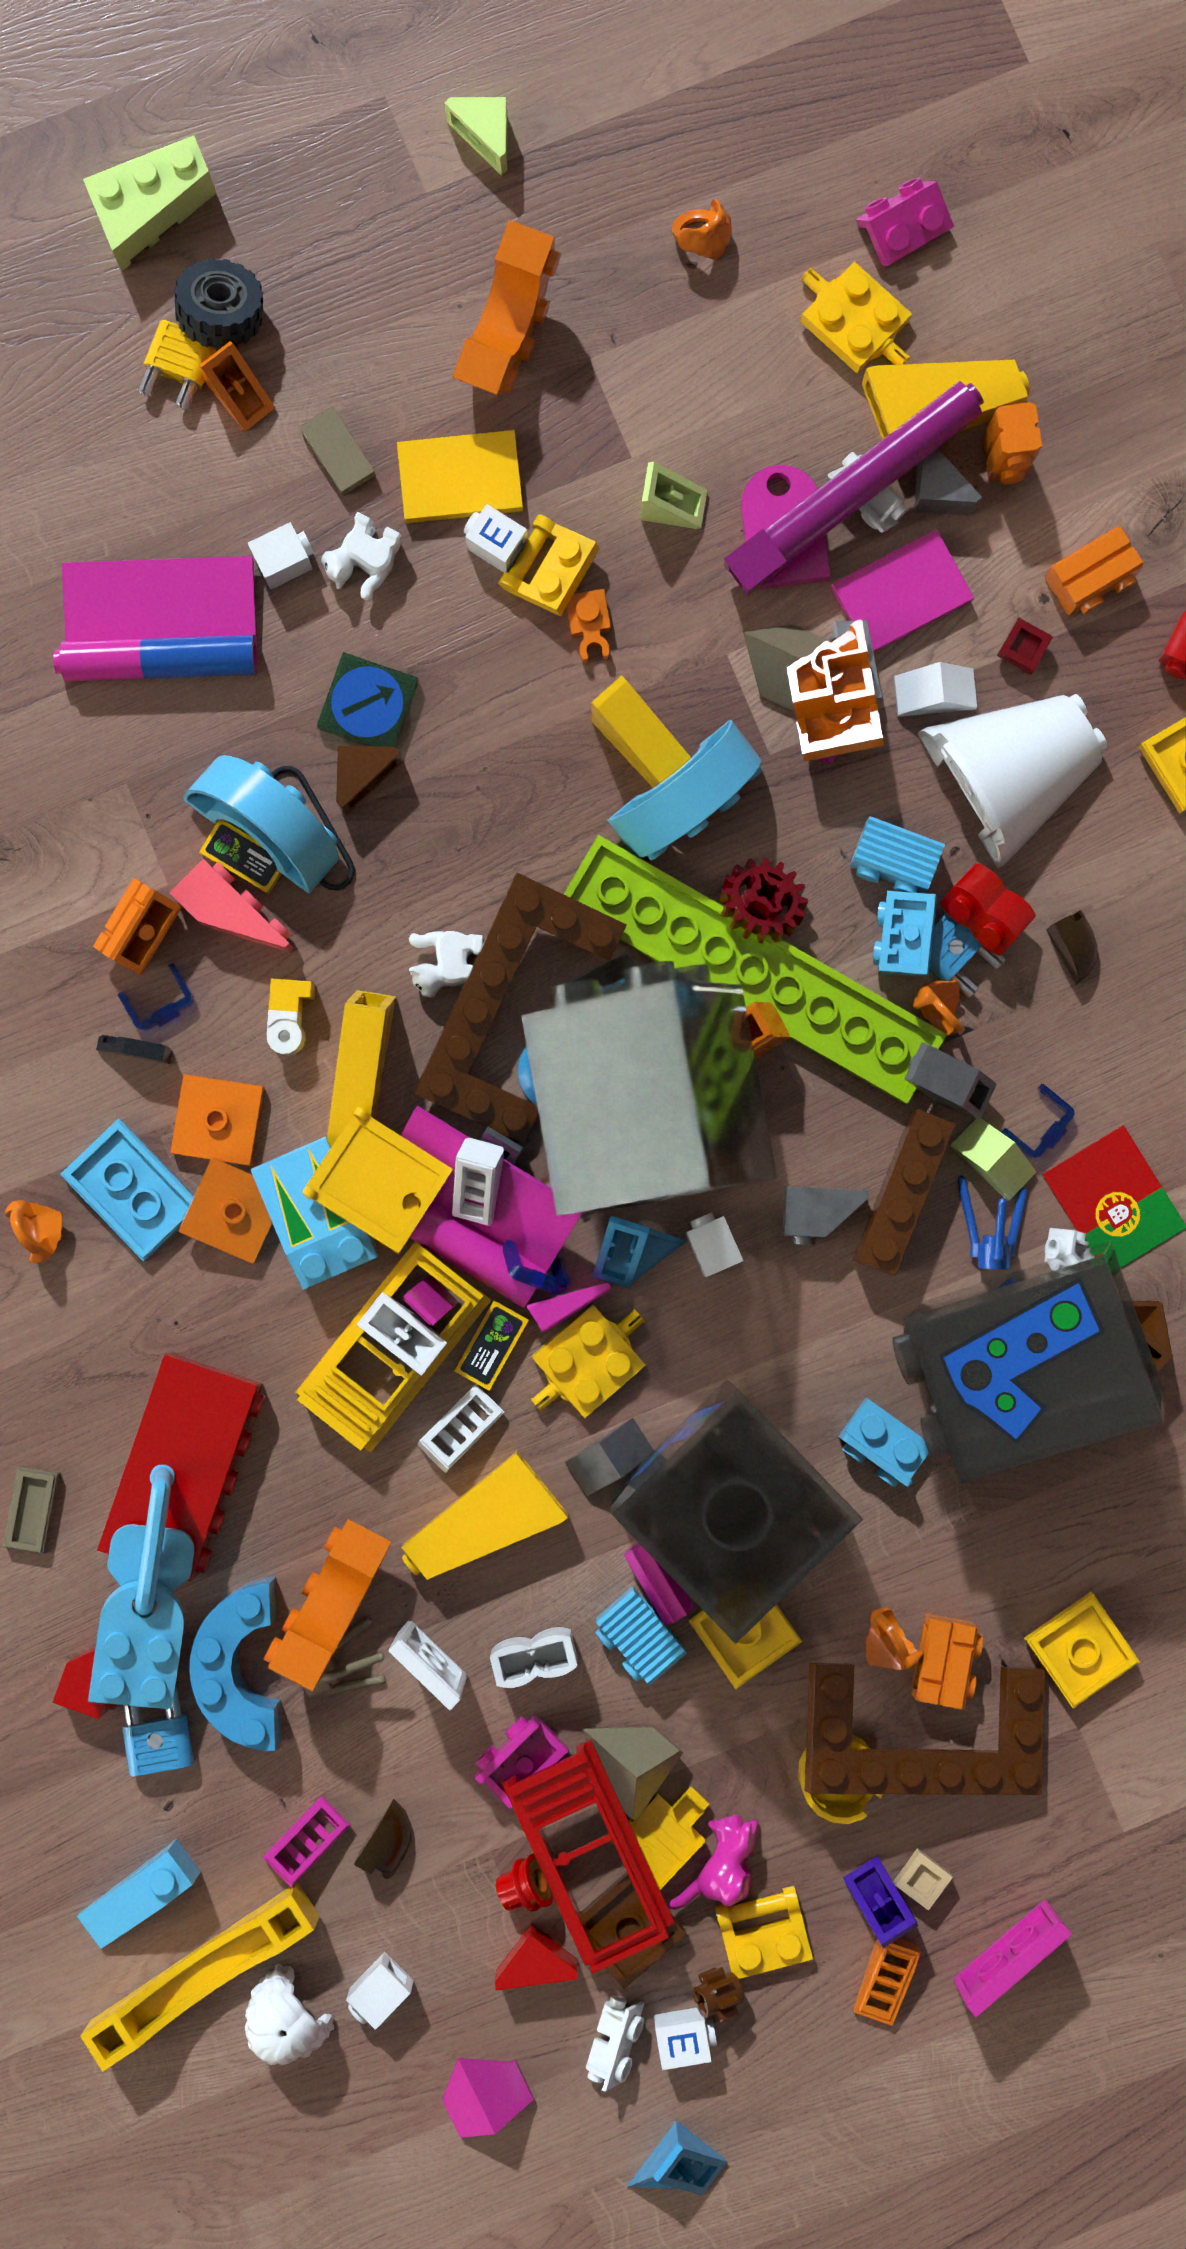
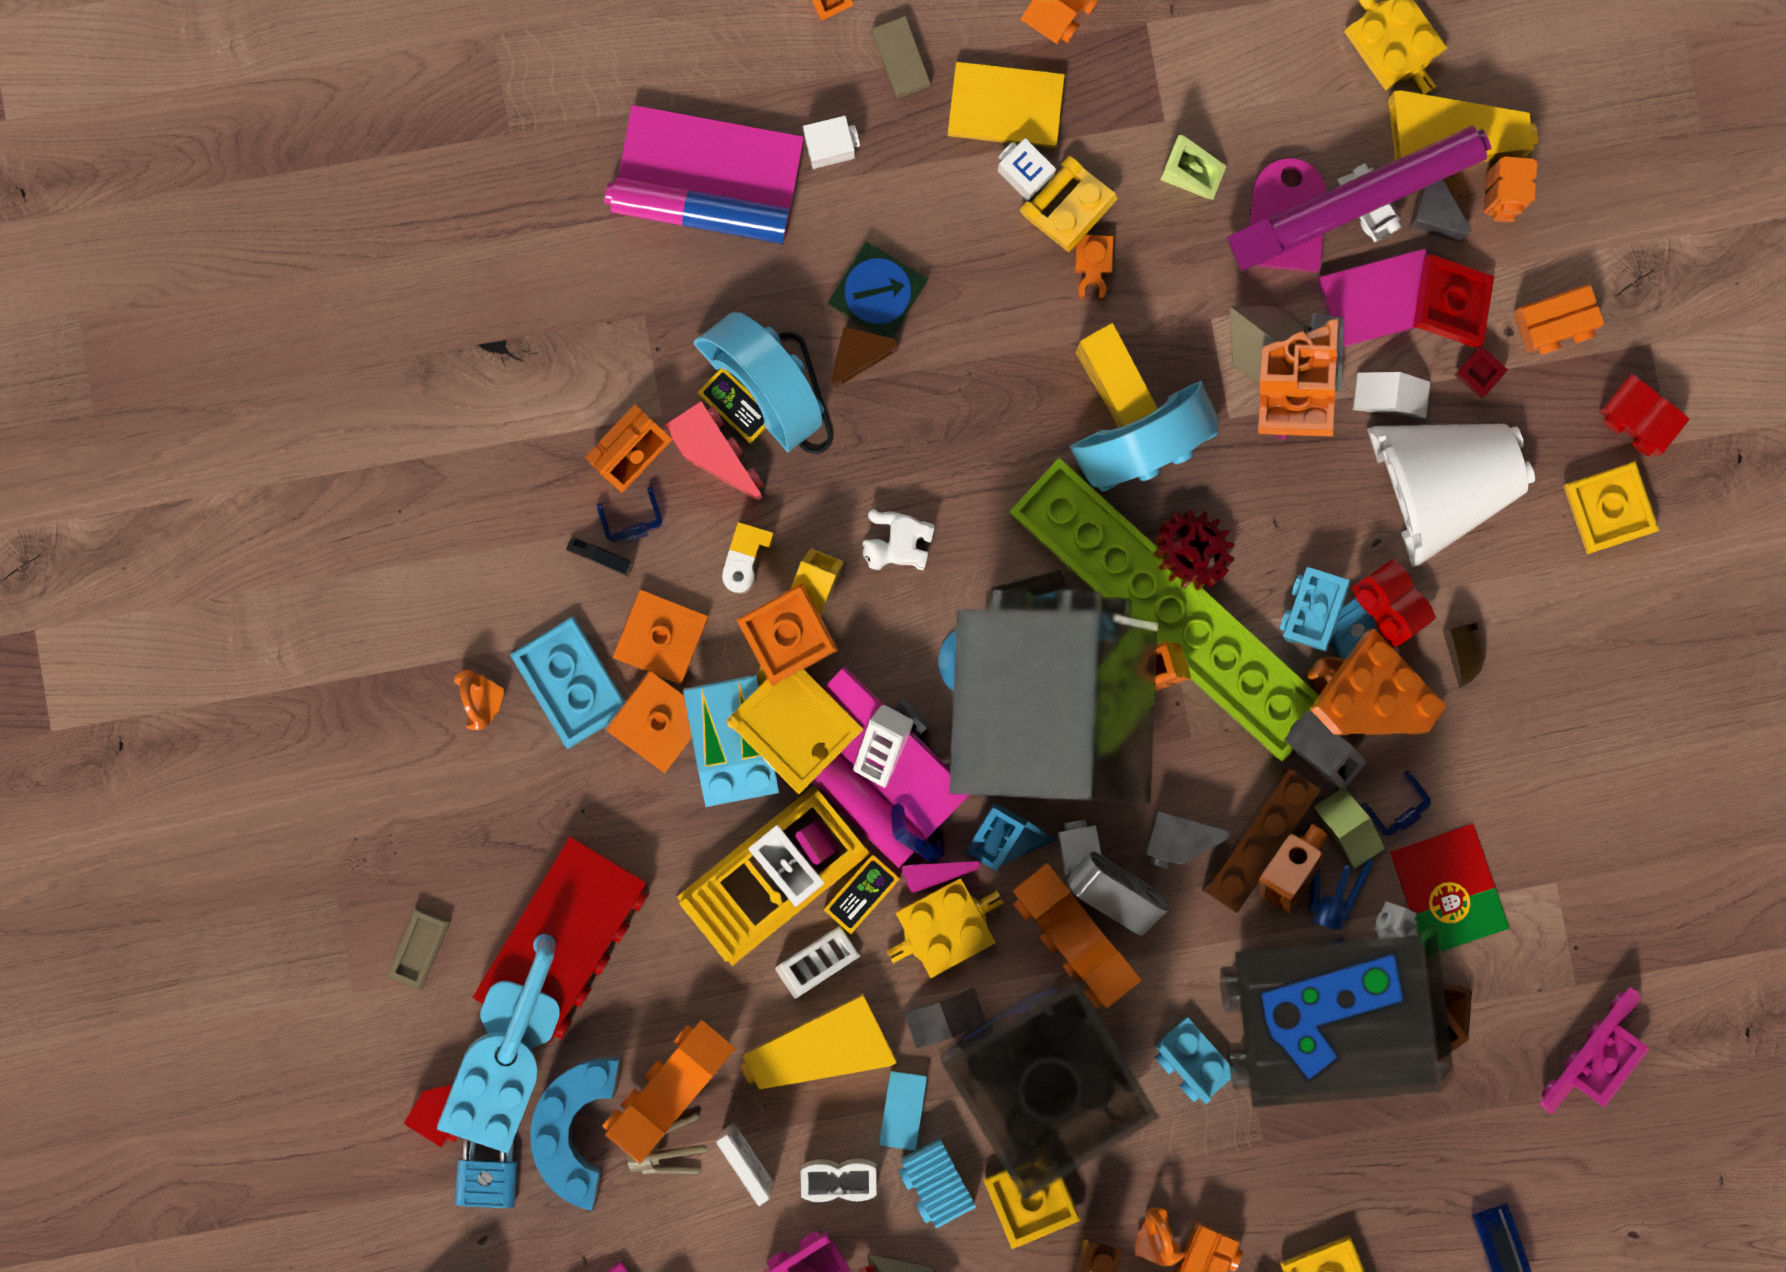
camera: 10 degrees right, 0 degrees up
(347, 1085) = (787, 634): none -> orange plate
(362, 550) = (902, 152): white animal -> none
(447, 1074) = (876, 641): reddish brown plate -> none
(586, 1566) = (903, 1110): none -> medium azure tile
(662, 1590) = (964, 1138): dark pink axle -> none
(730, 1339) = (1076, 937): none -> orange brick
(763, 1283) = (1117, 893): none -> light grey beam
(896, 856) = (1322, 537): medium azure brick -> none
(940, 1229) = (1286, 882): none -> orange torso
(979, 576) = (1453, 301): none -> red plate
(992, 1009) = (1377, 694): none -> orange plate

